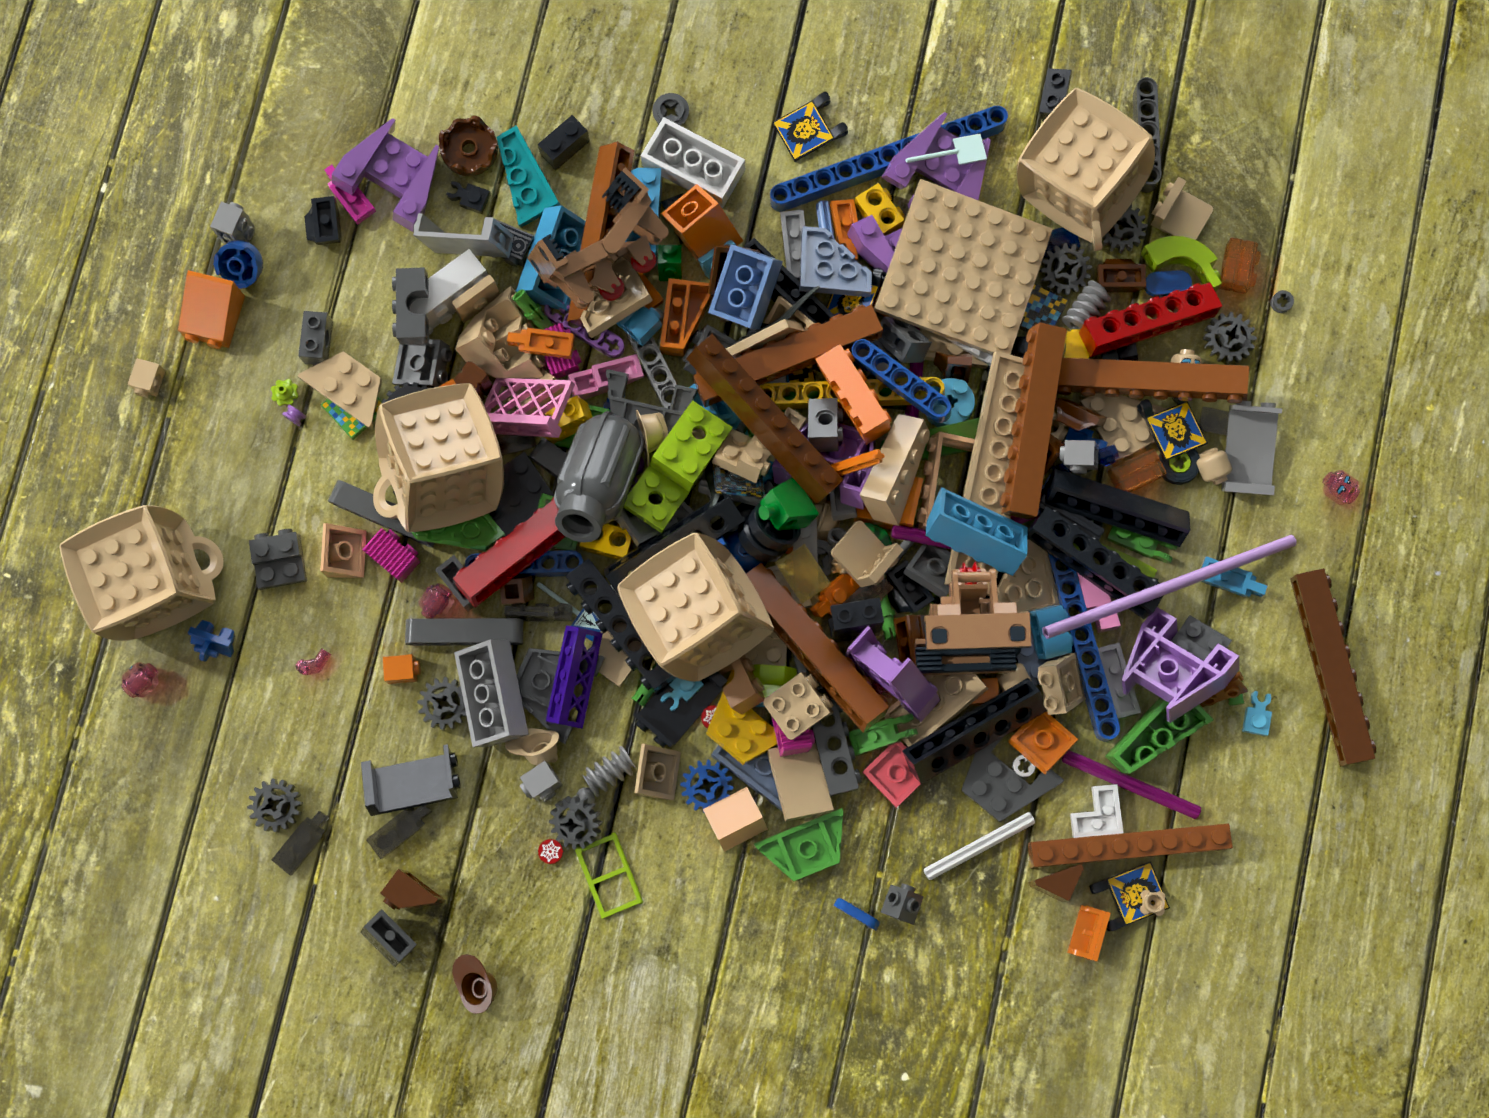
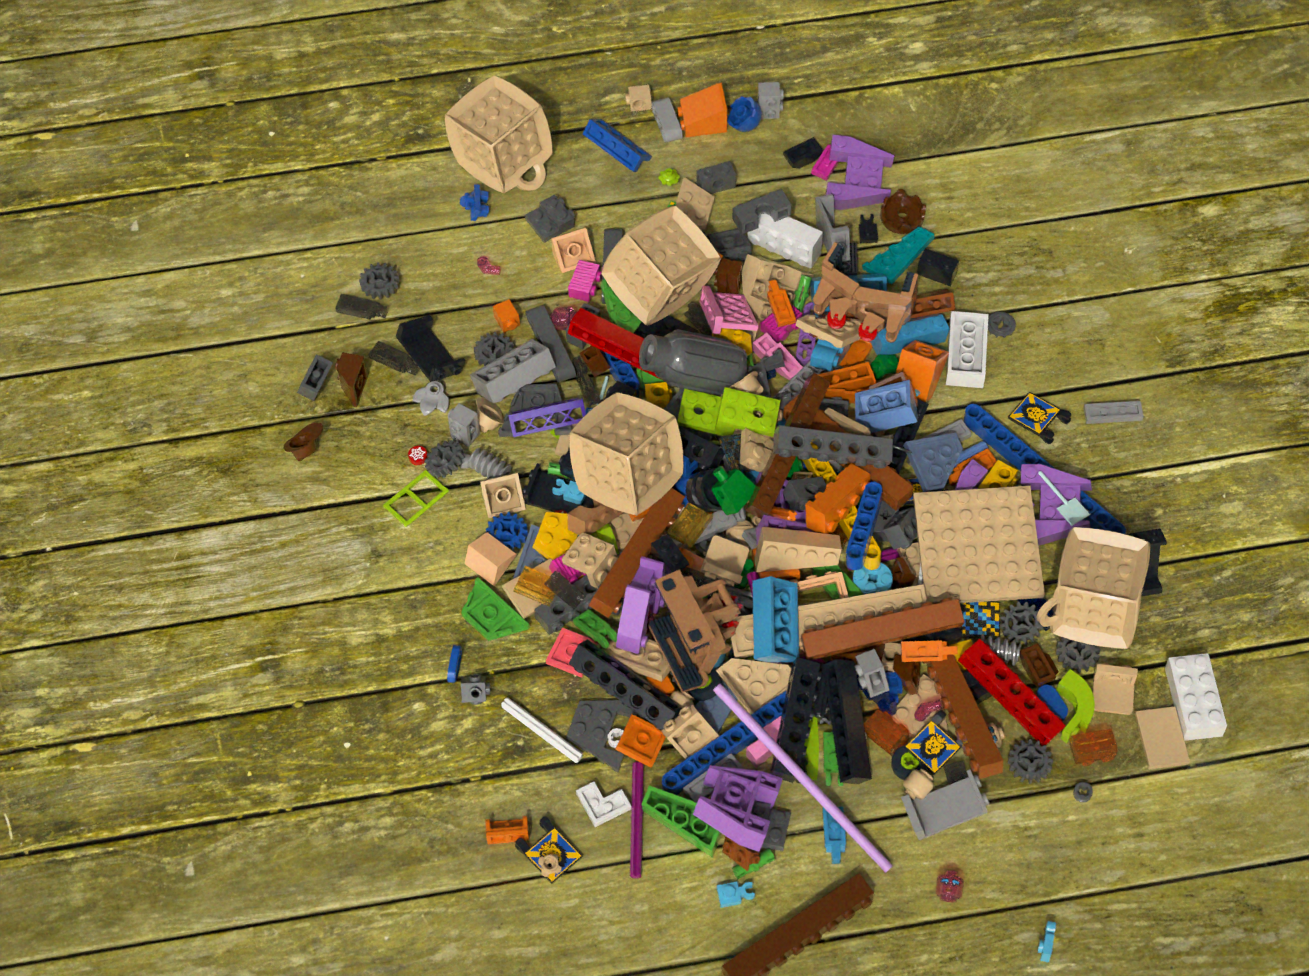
camera: 65 degrees right, 20 degrees down
(139, 680) = (431, 173): clear pink head -> none
(196, 358) = (666, 120): none -> light grey beam
(203, 435) = (615, 144): none -> blue fence
(294, 415) = (655, 188): medium lavender bush -> none
(476, 298) = (792, 254): tan plate -> none
(480, 807) = (431, 400): none -> light grey plate
(770, 419) = (823, 439): none -> dark grey brick
(806, 780) = (532, 586): none -> clear yellow plate
(827, 750) = (564, 589): none -> clear smoke hinge
(840, 47) = (1113, 412): none -> light grey plate
(1053, 646) = (722, 716): dark azure brick -> none
(1059, 884) = (536, 788): reddish brown slope -> none
(1072, 384) = (926, 651): none -> orange hinge
(1129, 845) = (587, 832): dark orange brick -> none
(1130, 417) = (925, 710): none -> clear pink arm
(1149, 103) = (1170, 636): dark grey beam -> none
(1224, 135) = (1195, 696): none -> white brick
(1251, 192) = (1162, 737): none -> tan tile
(1440, 418) = (1045, 946): none -> medium azure plate

